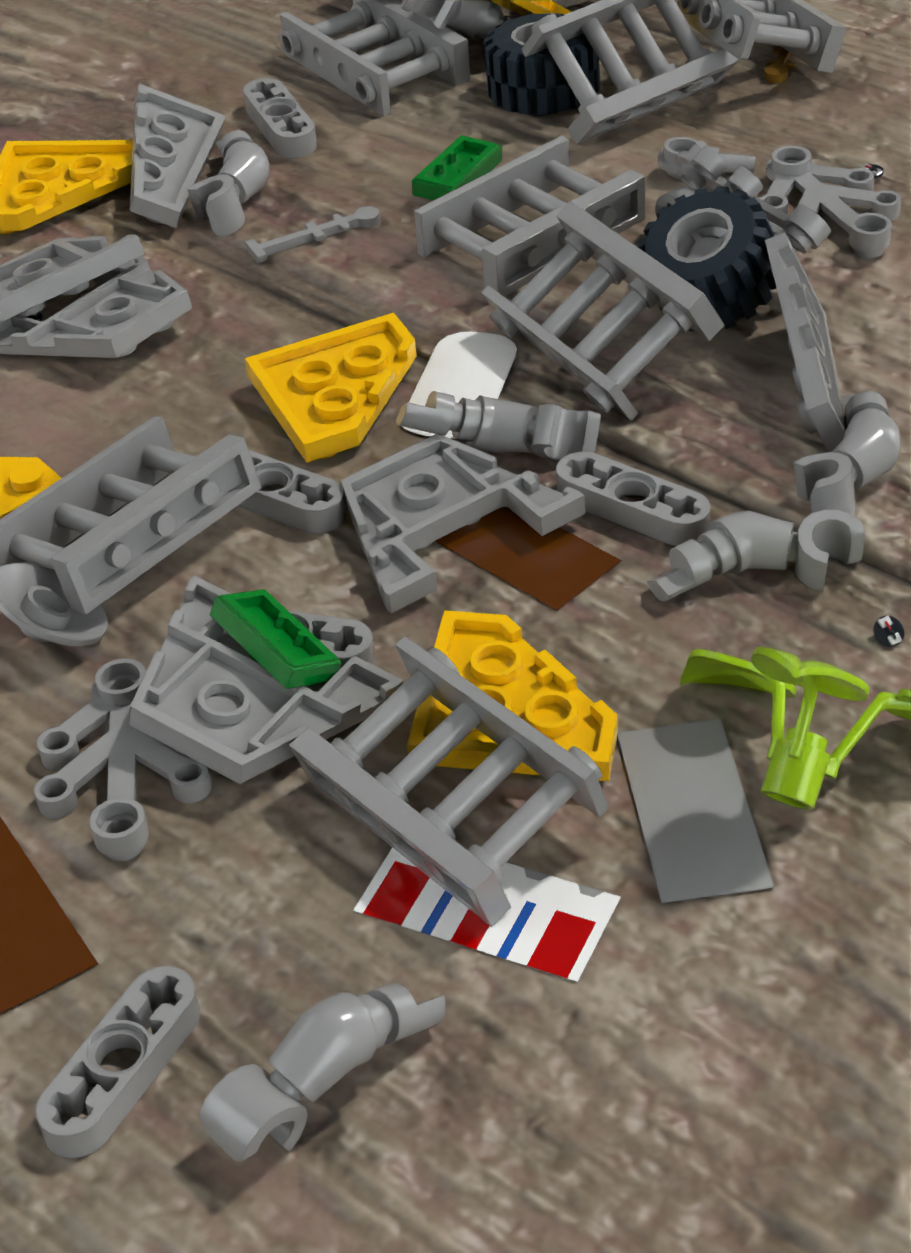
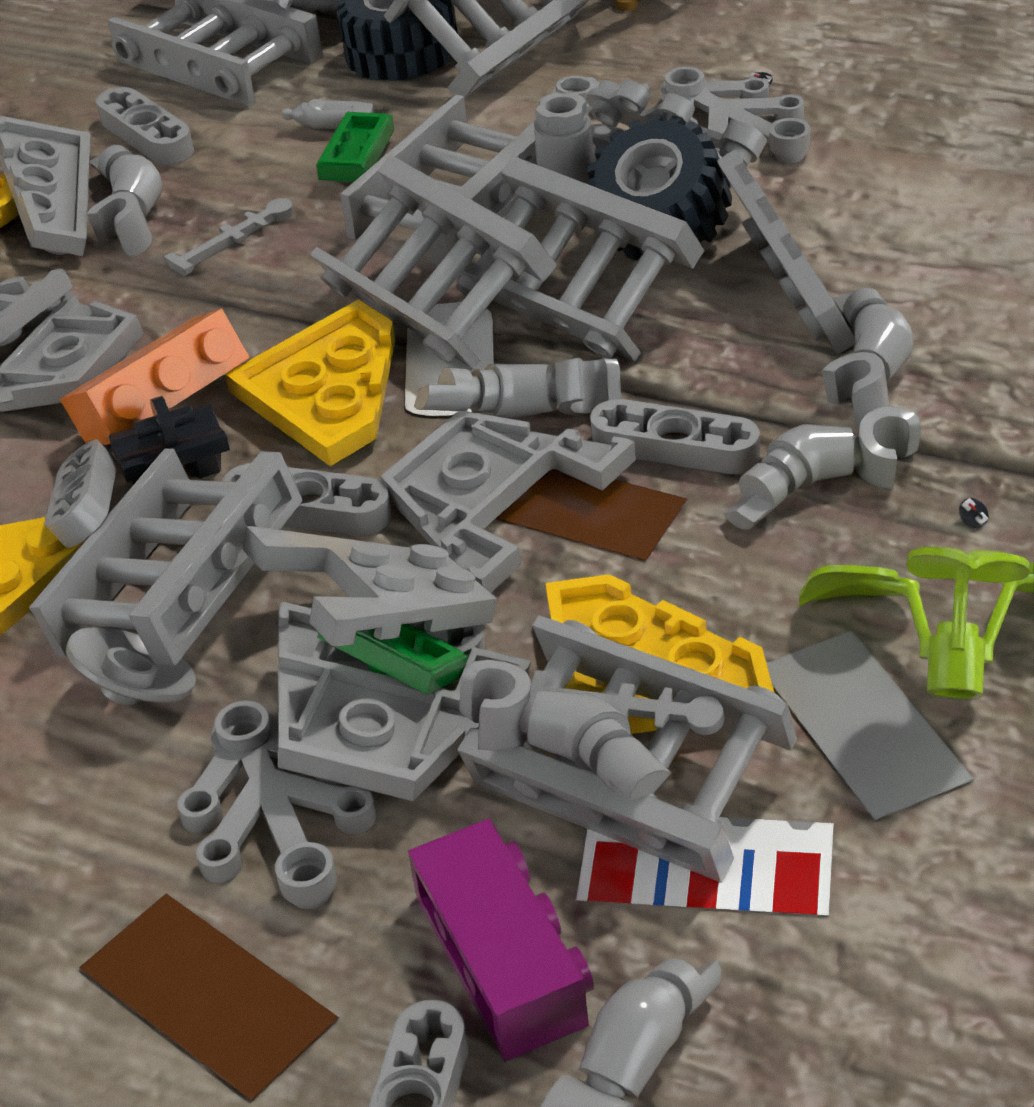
camera: 15 degrees left, 0 degrees up
(71, 442) = (81, 493): none -> light grey beam
(180, 350) = (168, 367): none -> orange brick
(184, 407) = (188, 431): none -> black hips
(260, 926) = (501, 938): none -> magenta brick
(290, 576) = (382, 581): none -> light grey wing
(384, 741) = (560, 722): none -> light grey piece
(441, 134) = (325, 114): none -> light grey piece
(514, 270) = (442, 210): none -> light grey fence
(517, 763) = (702, 714): none -> light grey piece
(636, 192) = (564, 135): none -> light grey plant

